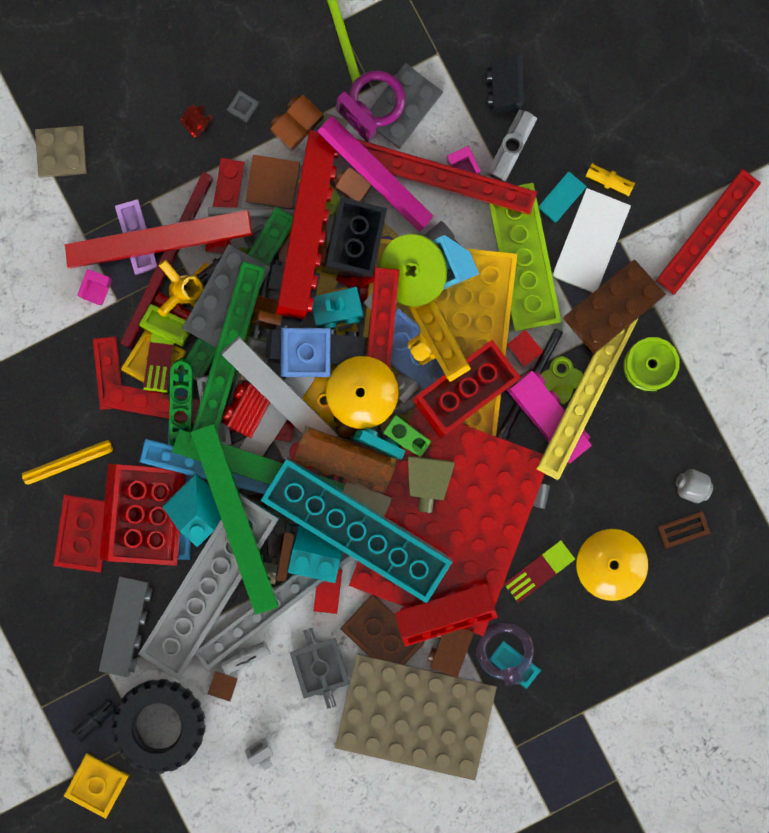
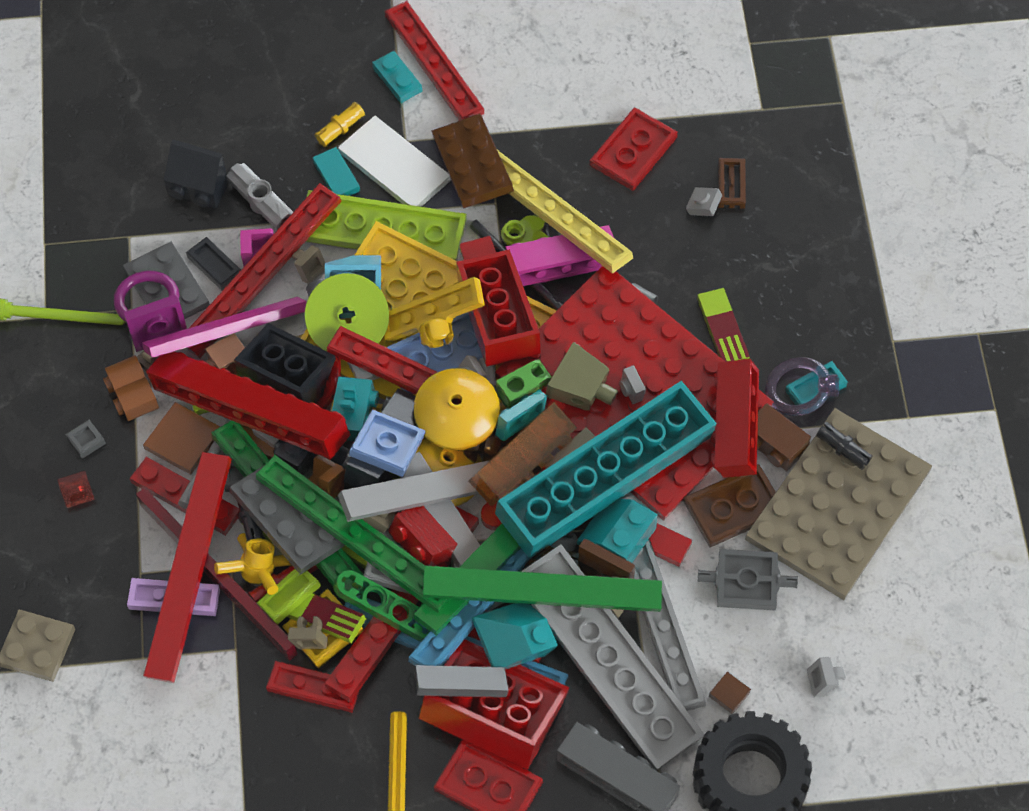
camera: 65 degrees left, 25 degrees down
(94, 287) = (207, 662): dark pink panel -> none
(134, 355) = (308, 637): none -> dark tan tile
(139, 486) = (461, 681): none -> tile
(245, 657) = (706, 654): light grey pin -> none
(438, 134) = (213, 263): none -> black tile
(441, 520) = (632, 385): none -> light grey plate
(459, 706) = (844, 445): none -> black pin
(463, 213) = (309, 263): none -> dark tan tile
(595, 559) = (741, 271): yellow dish -> none
(653, 513) = (704, 201): none -> light grey plate
(663, 371) = (547, 146): lime wheel -> none
(680, 207) = (397, 77): none -> teal plate
(686, 435) = (633, 148): none -> red tile
(694, 486) = (690, 154): light grey head -> none

